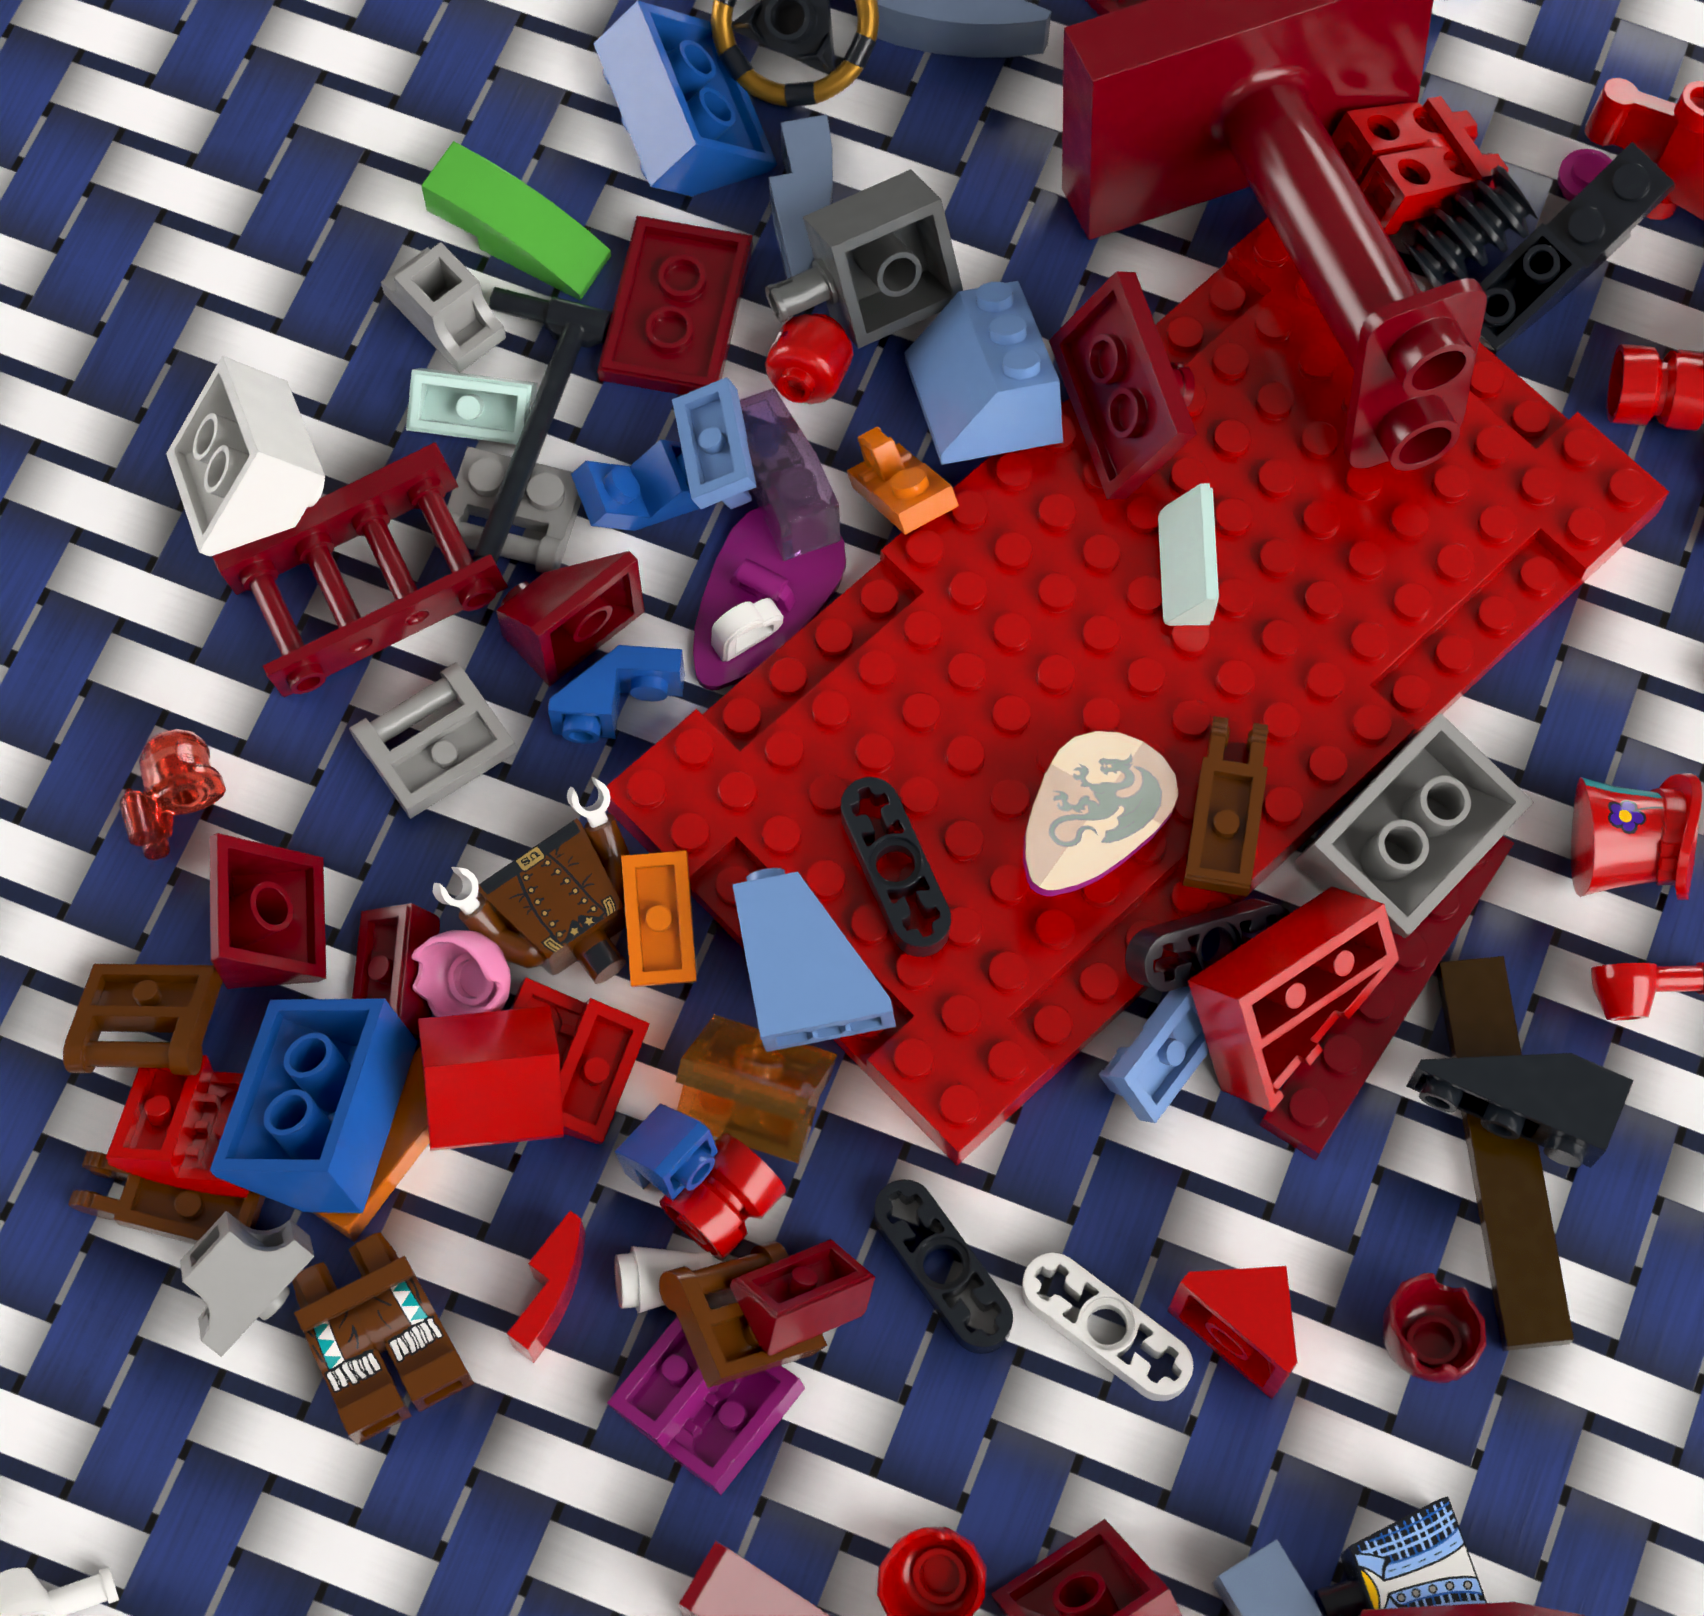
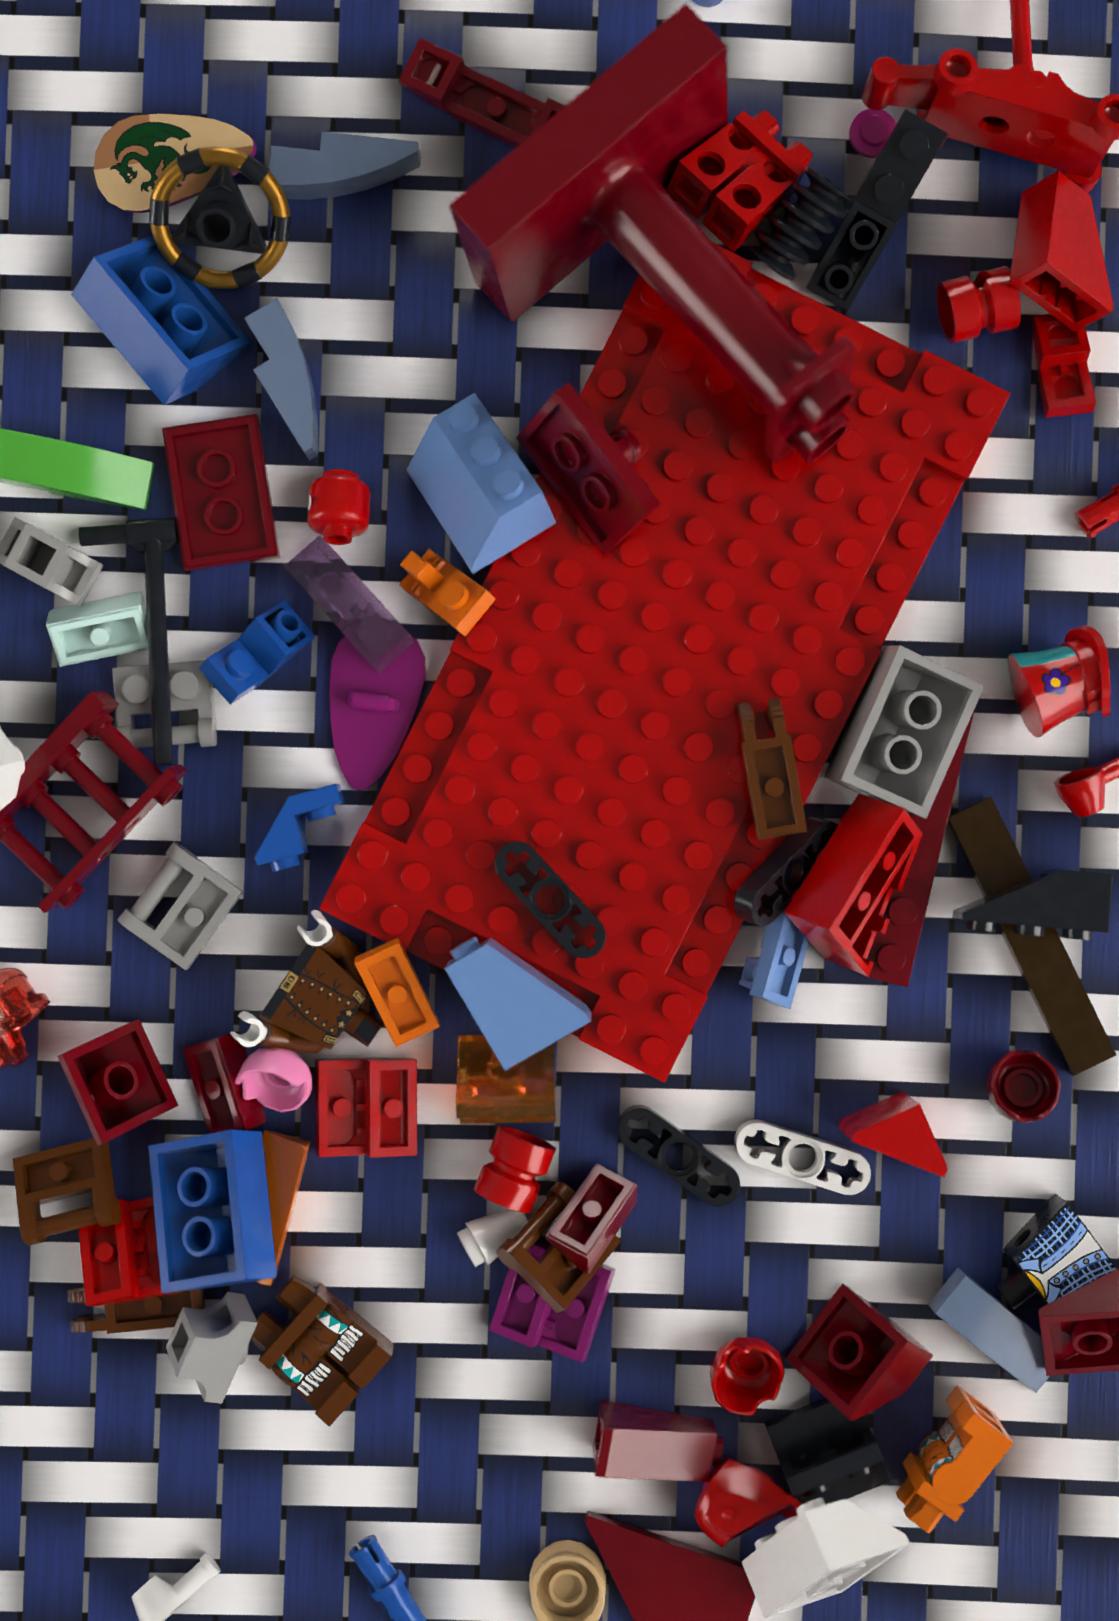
camera: 20 degrees left, 20 degrees up
(491, 1078) = (323, 1148): red slope -> none
(558, 1270) = (422, 1261): red slope -> none
(571, 612) = (238, 782): dark red slope -> none
(668, 1152) = (468, 1162): blue slope -> none
(715, 445) = (296, 612): medium blue hinge -> none
(745, 627) = (375, 741): white tile -> none
(876, 261) = (361, 415): dark grey brick -> none
(1095, 810) = (679, 812): shield -> none
(1189, 558) = (679, 584): light aqua slope -> none

